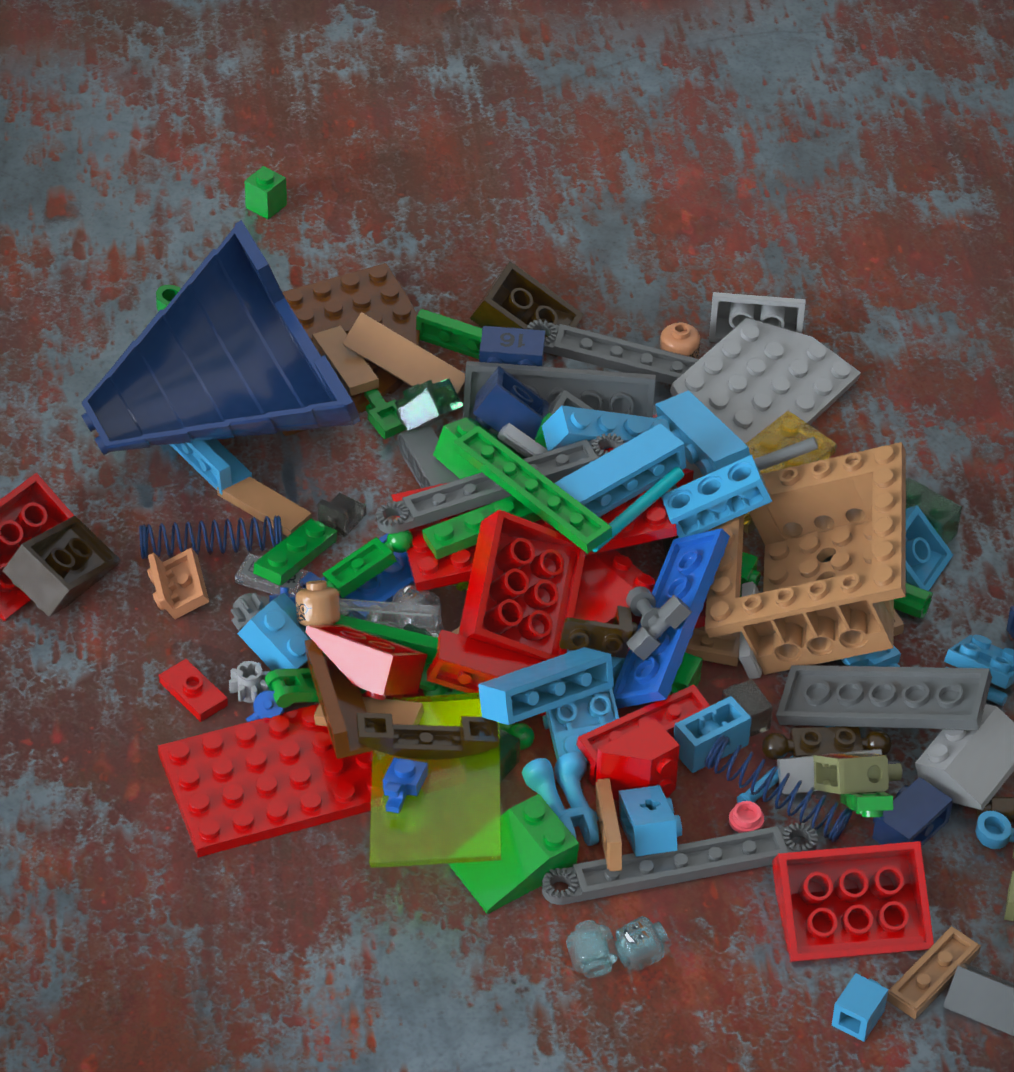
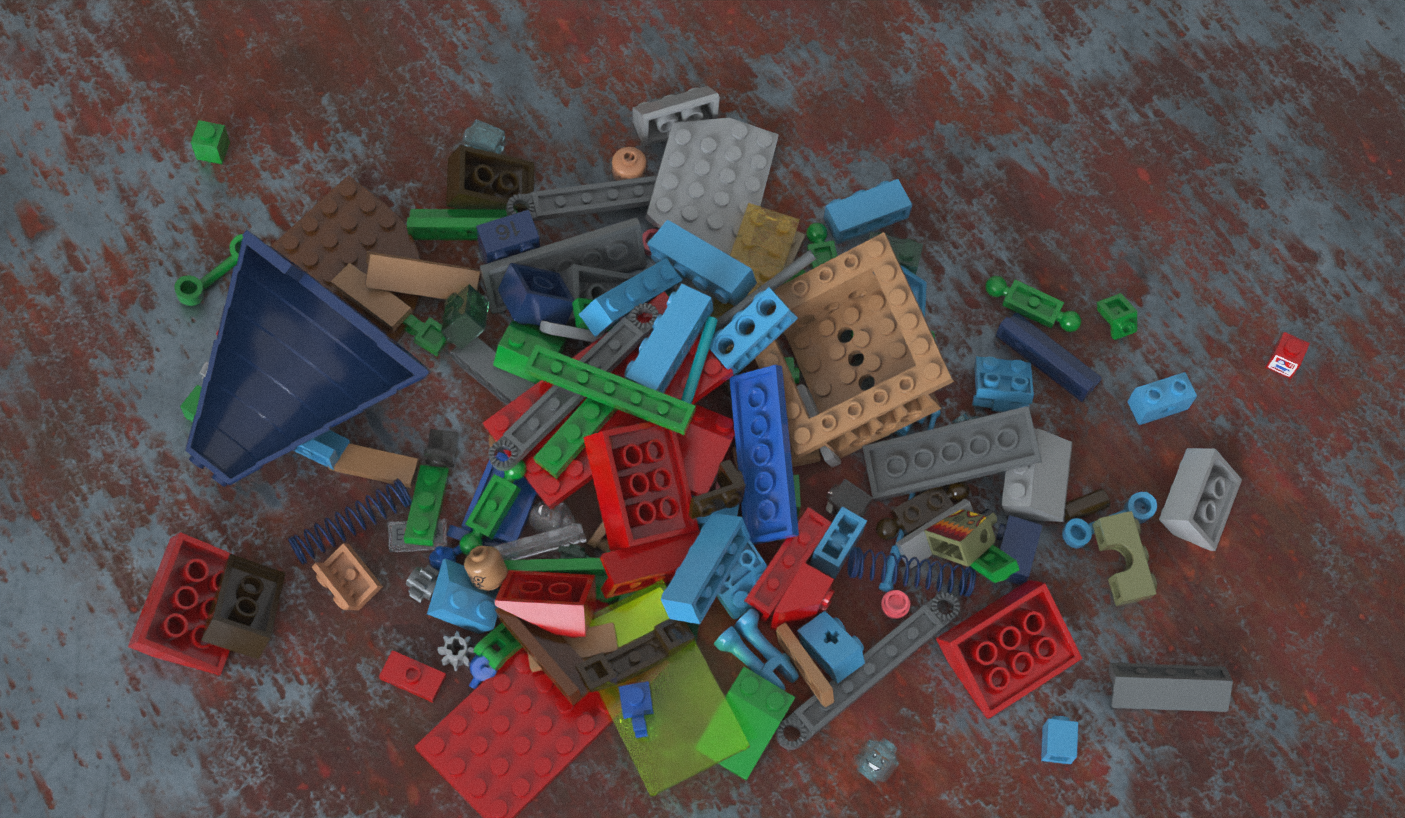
camera: 30 degrees left, 20 degrees up
(546, 273) = (484, 137): none -> clear light blue brick
(592, 949) = (845, 782): clear light blue head -> none
(654, 620) = (759, 470): dark grey bar -> none
(932, 972) = (1091, 680): medium nougat tile -> none
(937, 466) = (867, 211): none -> dark azure brick

